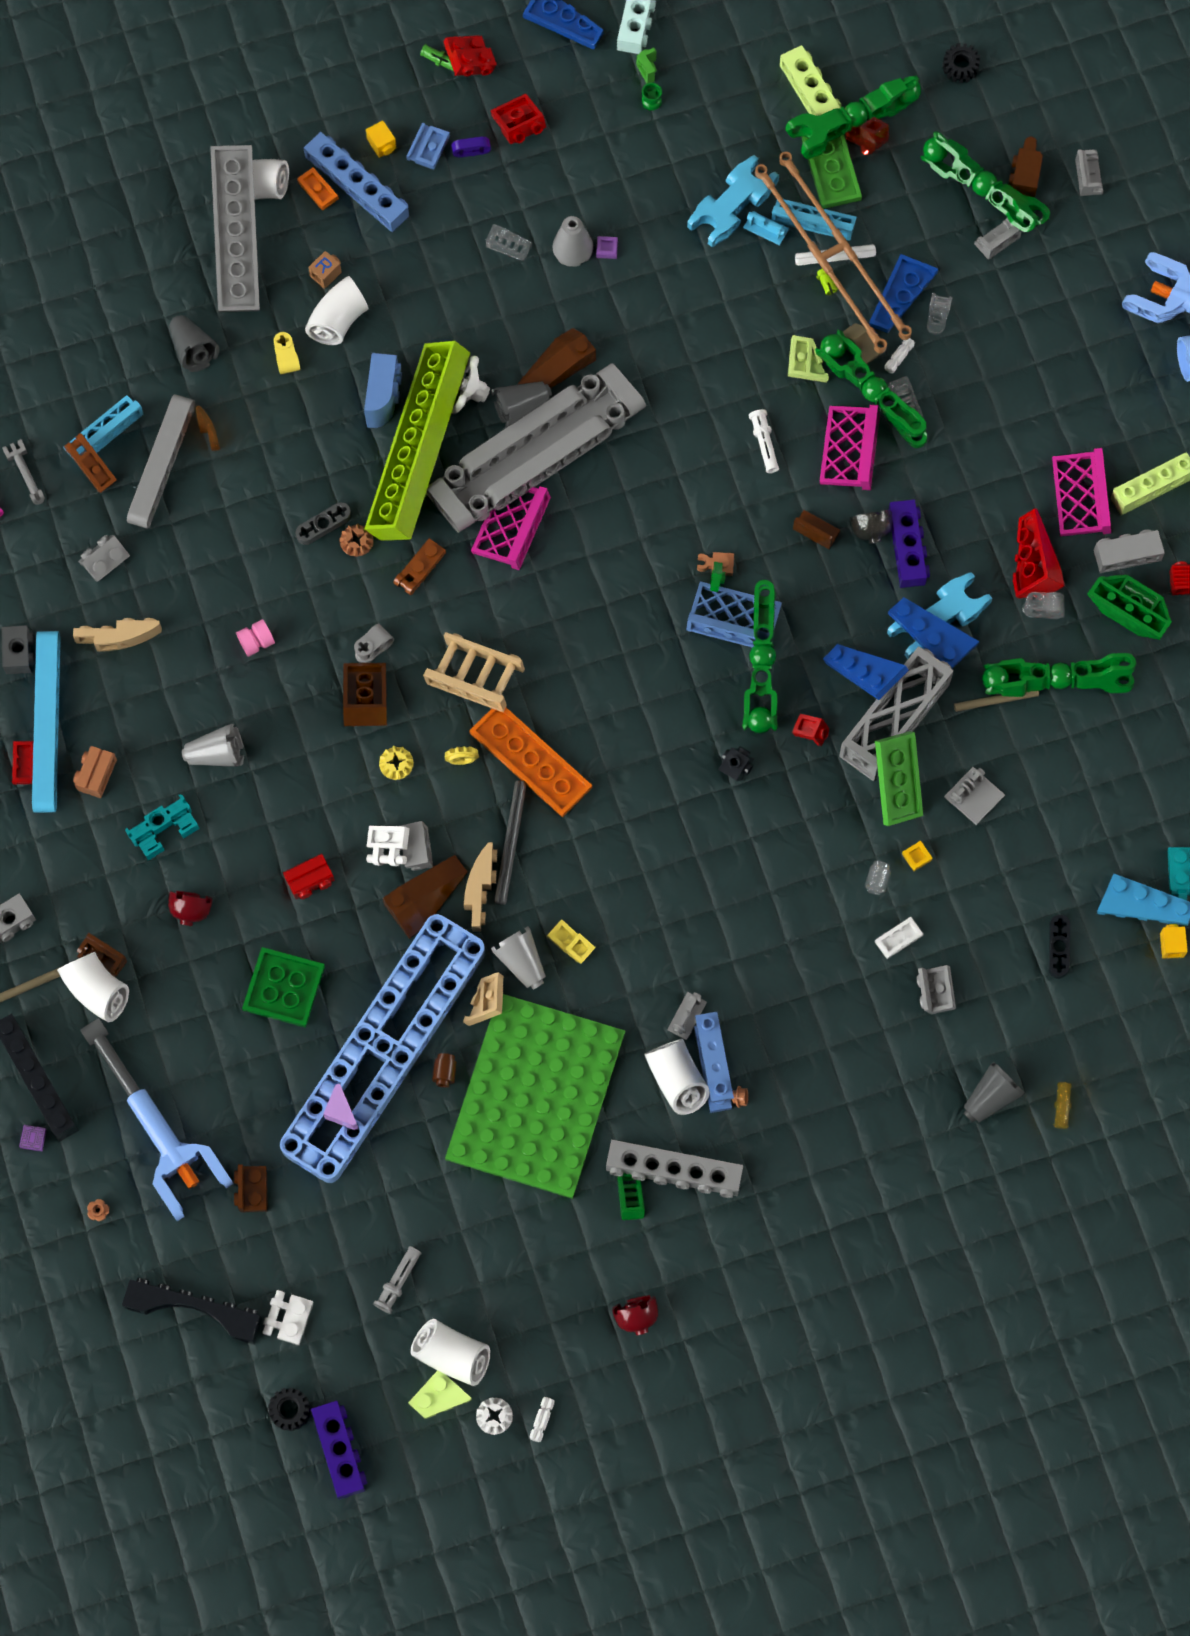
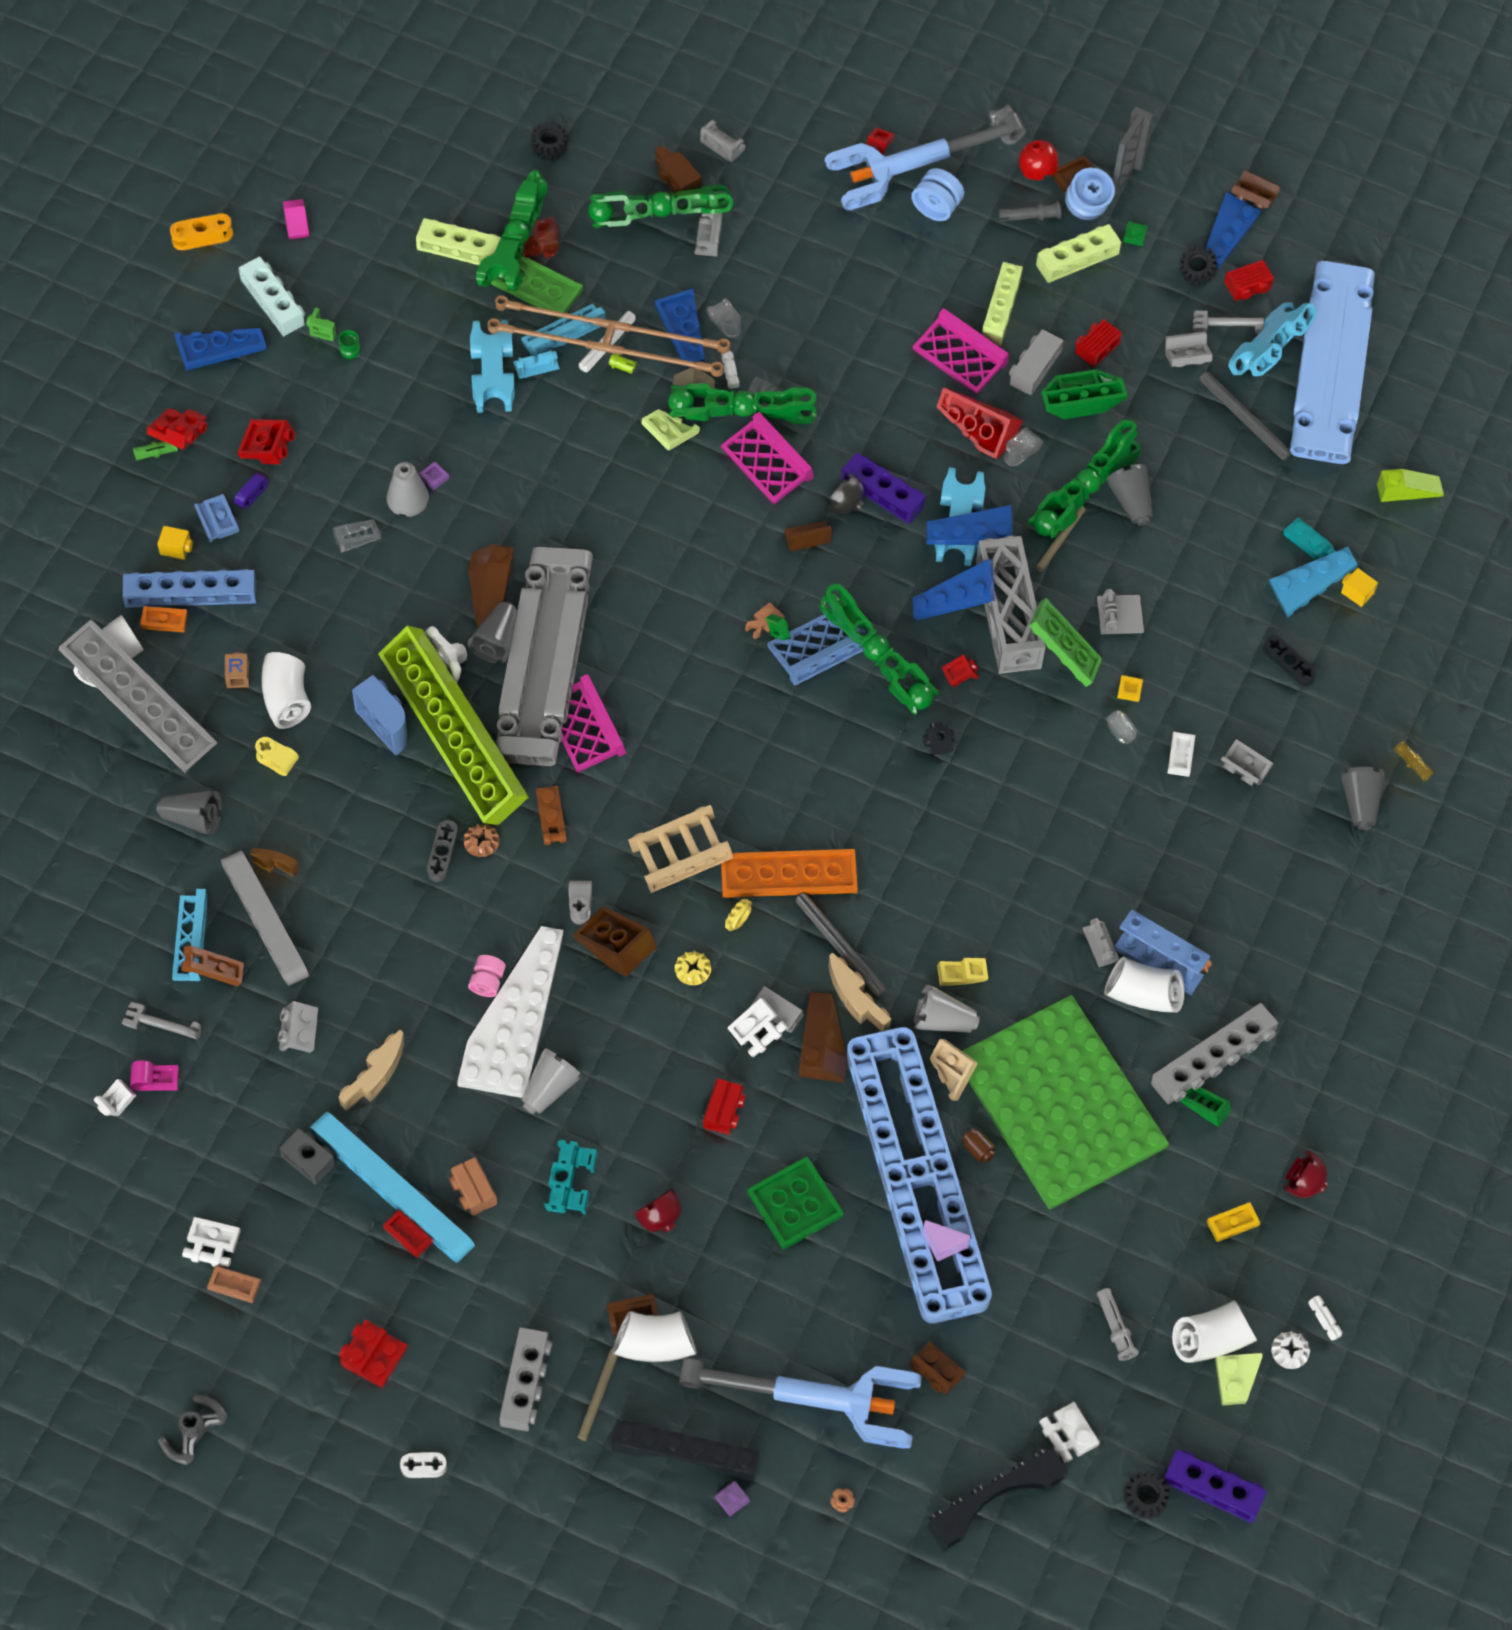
camera: 50 degrees left, 10 degrees down
(233, 689) = (506, 1039): none -> white wing
(554, 1293) = (1233, 1222): none -> yellow plate
(764, 431) = (694, 503): white pin -> none
(1084, 715) = (1133, 492): none -> dark grey cone

